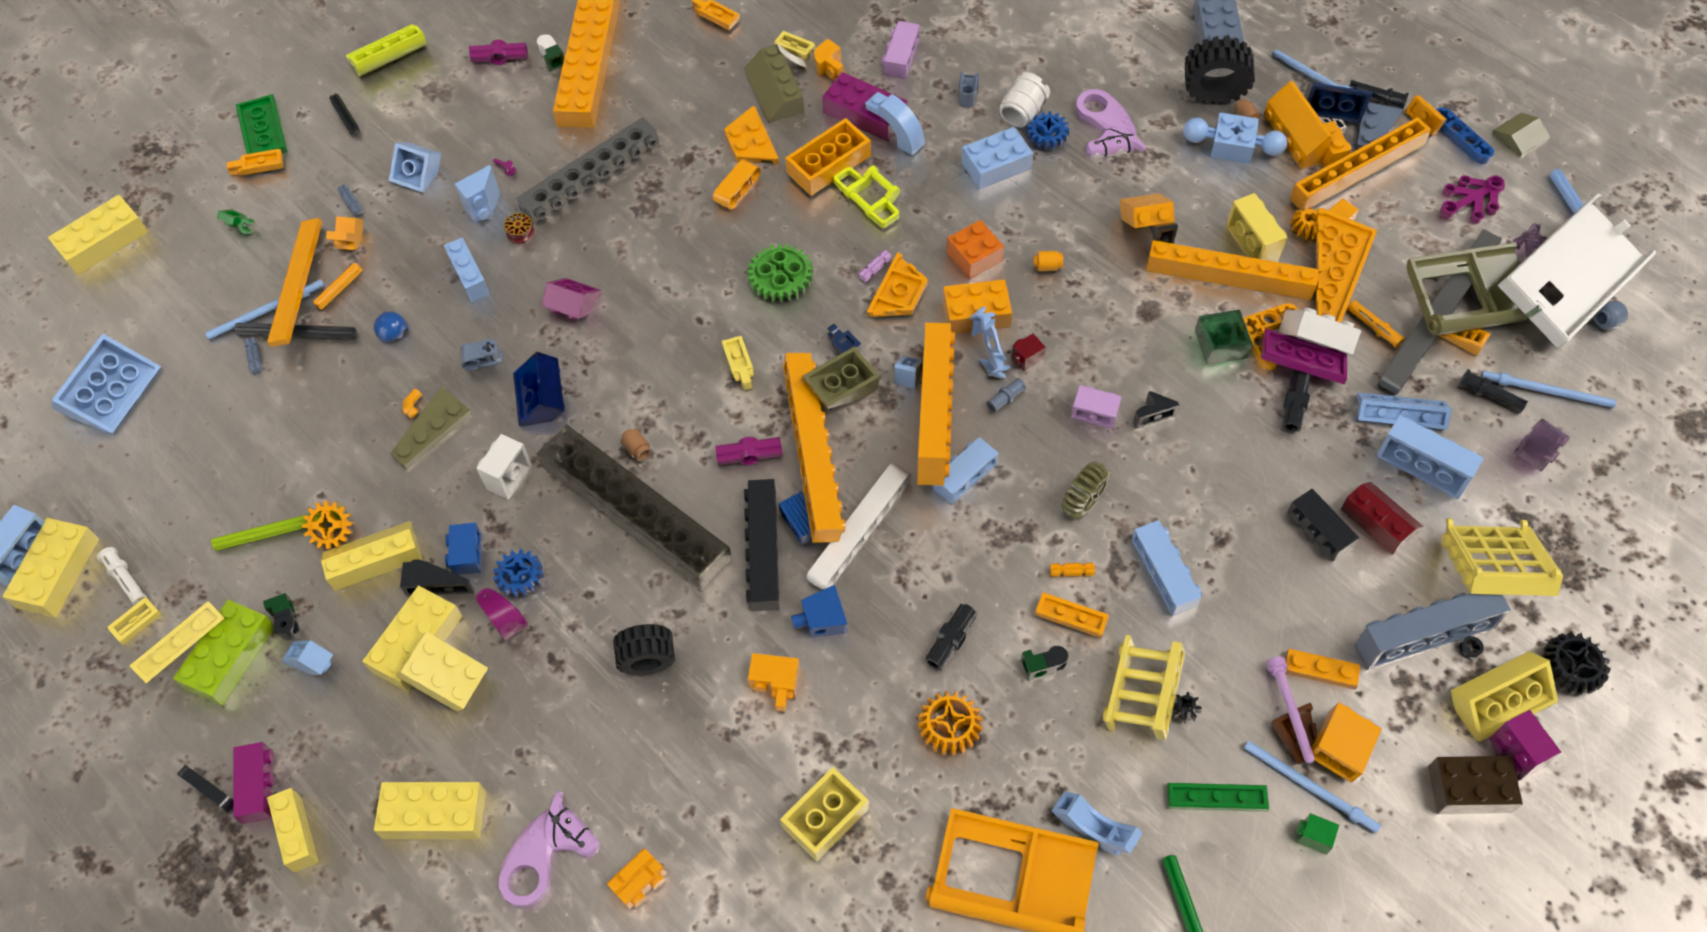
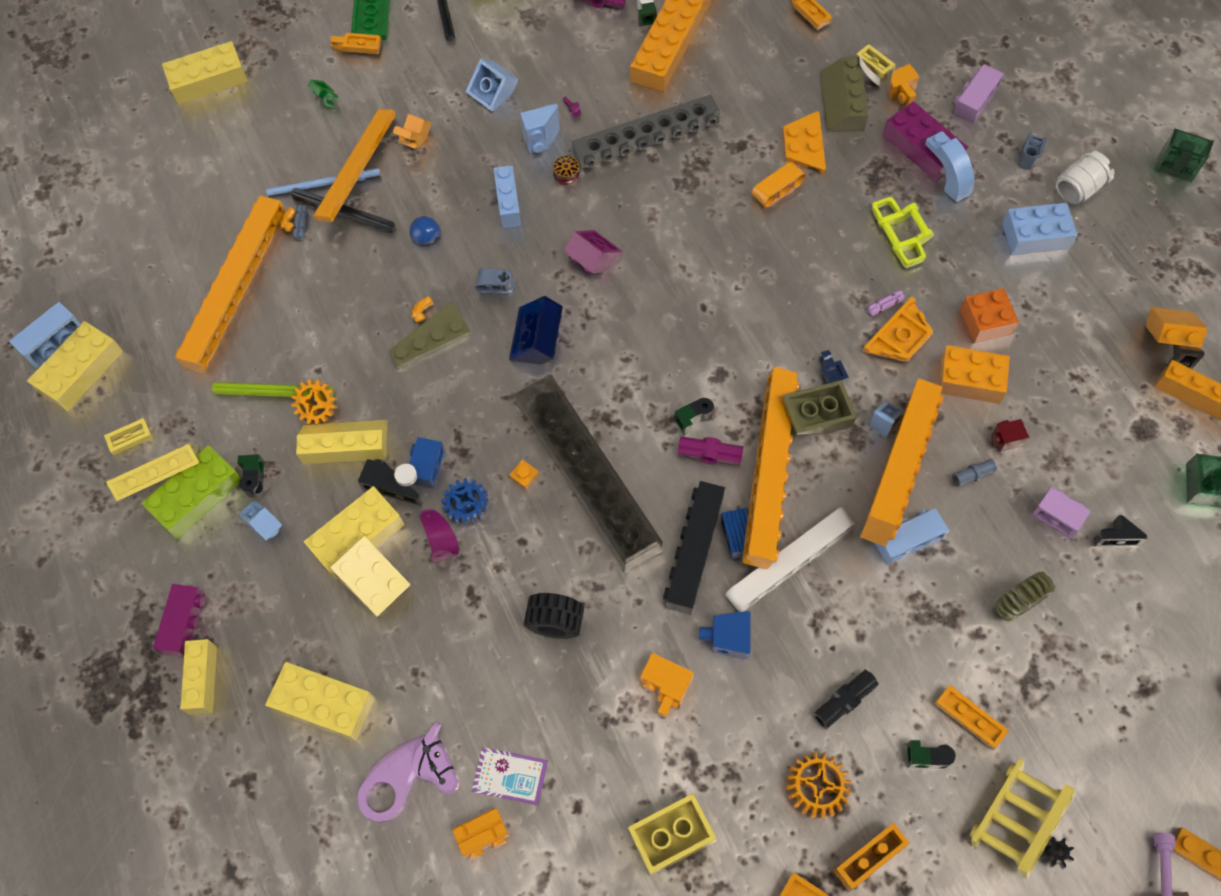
camera: 20 degrees right, 5 degrees up
(105, 385) = (169, 213): light blue slope -> none
(118, 569) = (129, 385): white pin -> none
(197, 438) = (230, 285): none -> light orange brick
(206, 788) = (139, 611): black beam -> none
(236, 356) = (285, 219): none -> light orange arm
(337, 286) = (391, 178): light orange axle -> none
(350, 200) = (426, 100): sand blue axle -> none
(448, 564) = (405, 475): none -> white tile
(504, 466) = (483, 396): white brick -> none
(570, 530) = (524, 474): none -> light orange plate
(636, 444) = (608, 411): medium nougat brick -> none
(648, 818) = (510, 776): none -> sticker
(721, 422) = (693, 413): none -> leg
(738, 360) = (727, 359): light yellow hinge -> none
(780, 272) = (793, 283): bright green gear -> none
(827, 155) = (874, 180): light orange brick -> none
(984, 324) = (974, 395): light blue piece -> none
(1018, 769) = (871, 857): none -> light orange brick
(1048, 260) = (1058, 348): light orange brick -> none
(1057, 129) = (1106, 221): blue gear -> none
(1072, 569) = (986, 670): light orange axle -> none
(1107, 56) = (1183, 155): none -> clear green brick
(1118, 129) = (1170, 227): lavender animal -> none
(1166, 567) = (1082, 701): light blue brick -> none

